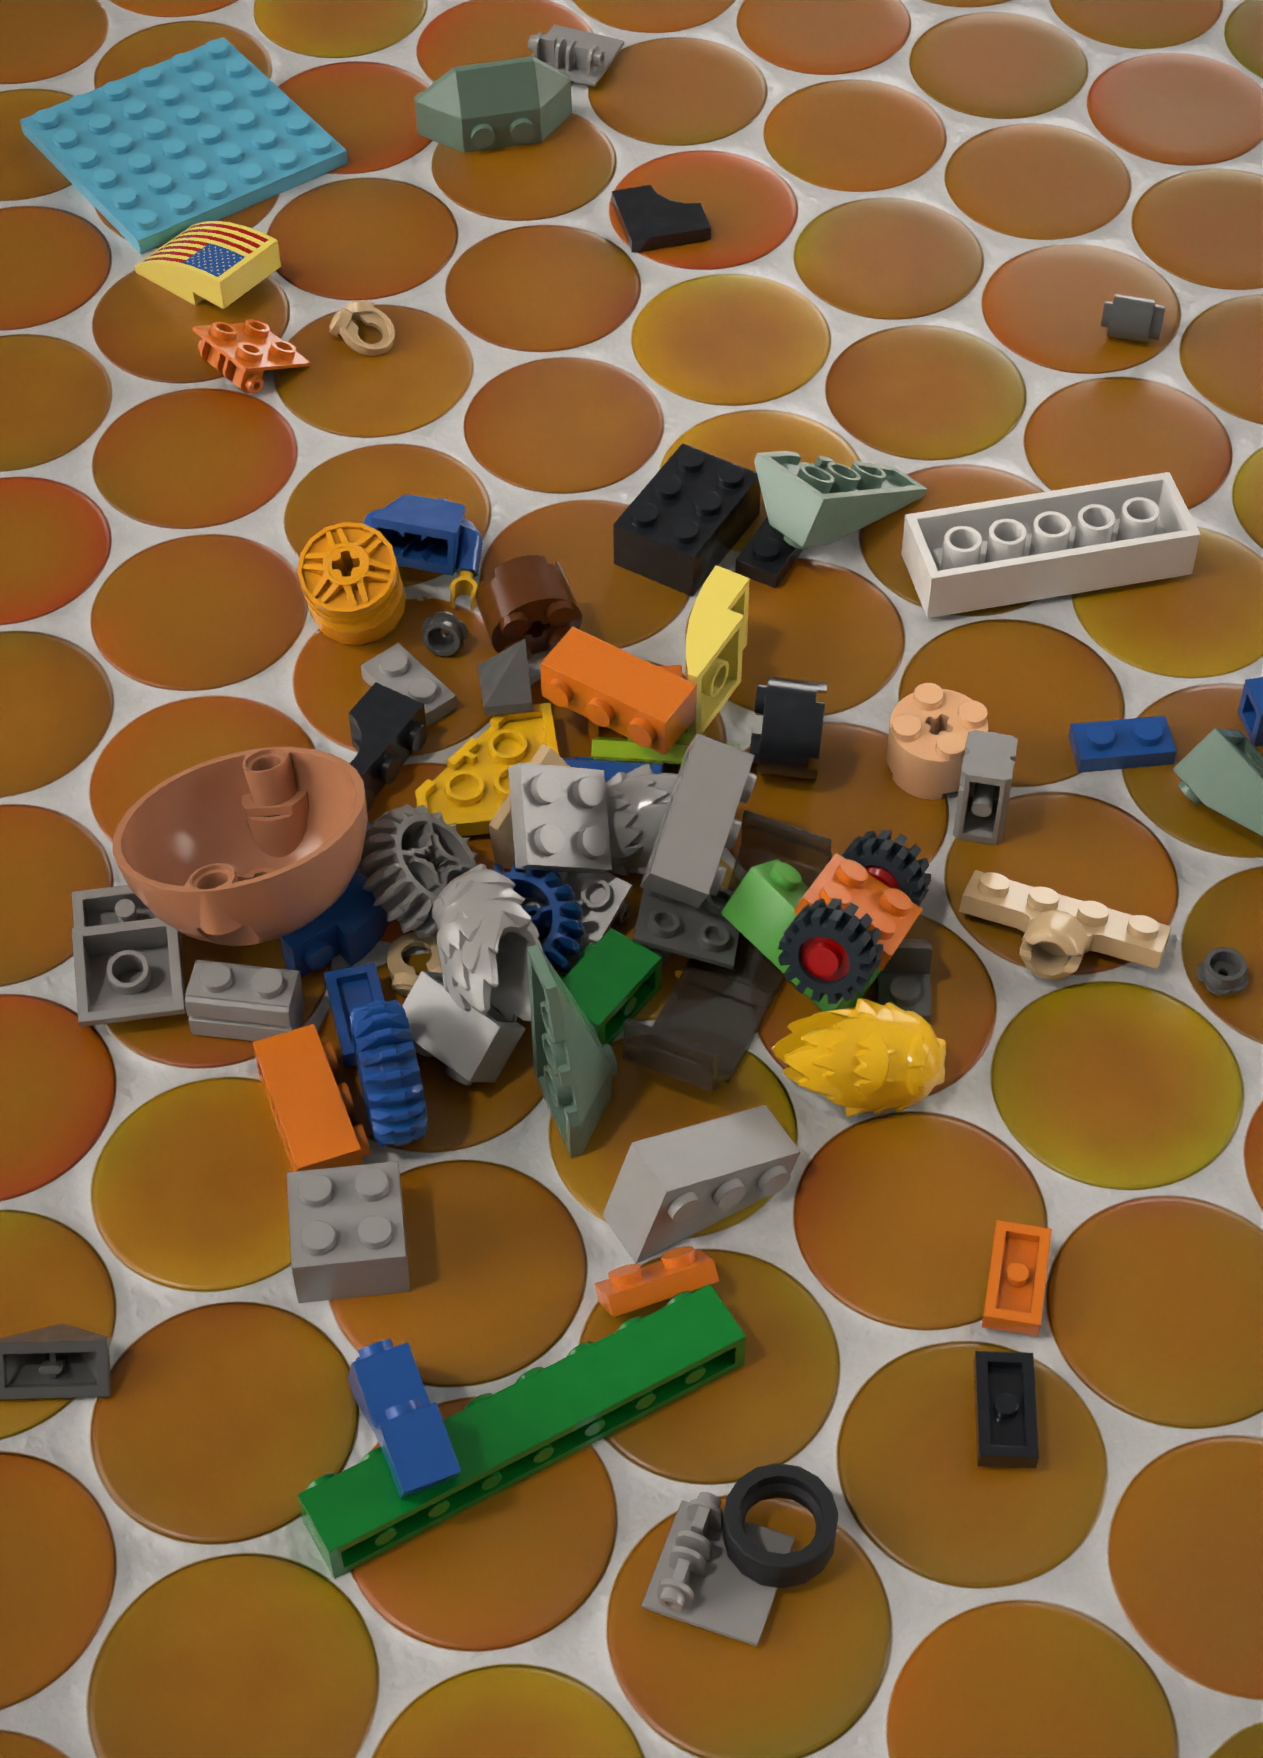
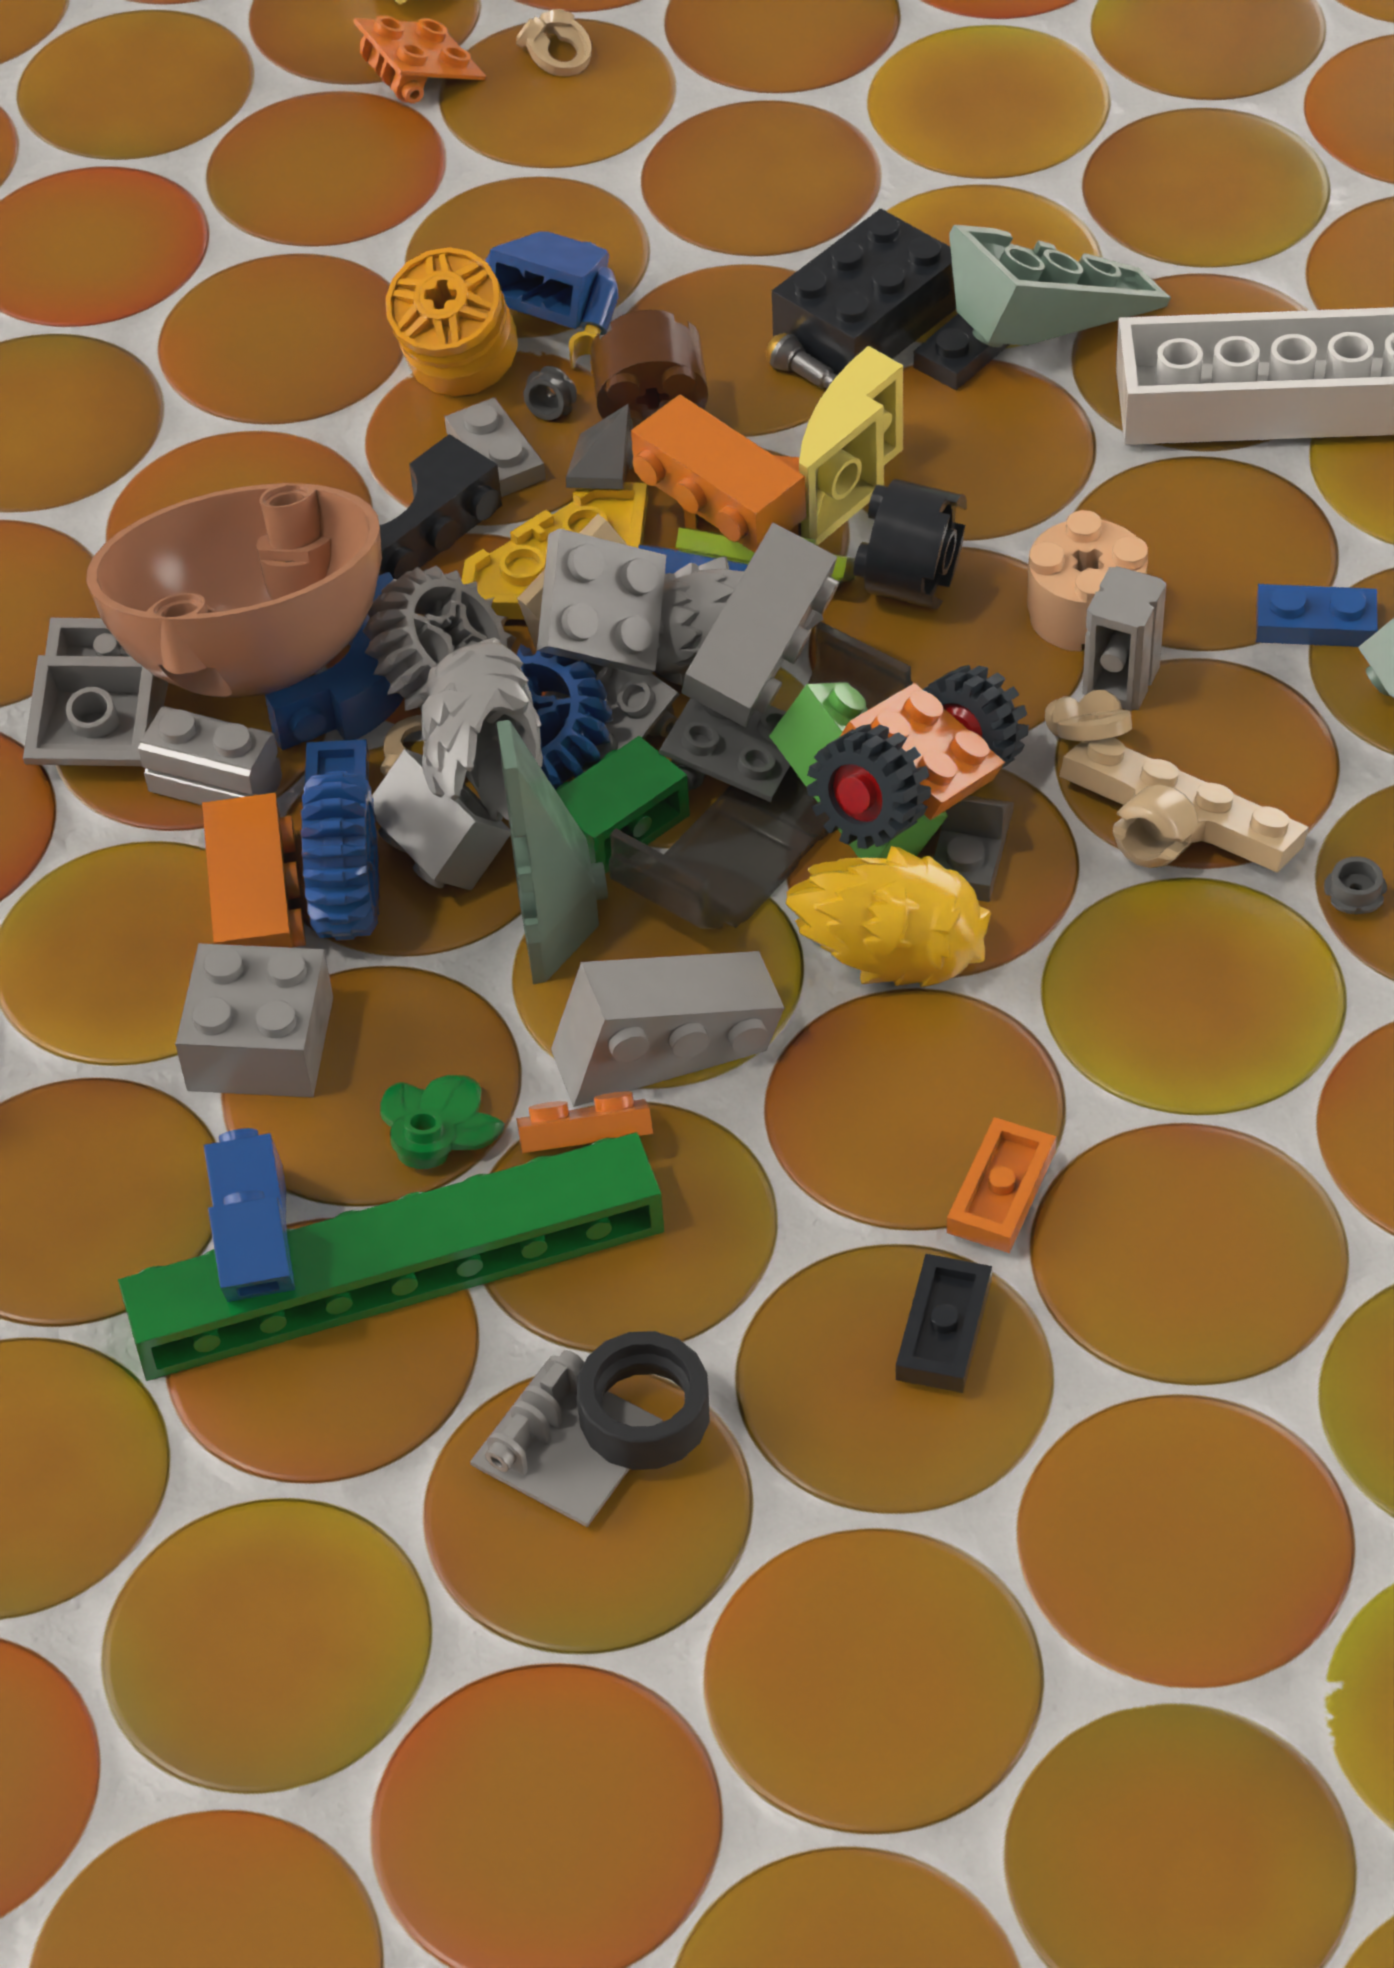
camera: 15 degrees right, 0 degrees up
(526, 1296) = (437, 1120): none -> green plate
(631, 575) = (787, 354): none -> flat silver piece
(971, 858) = (1094, 718): none -> tan piece

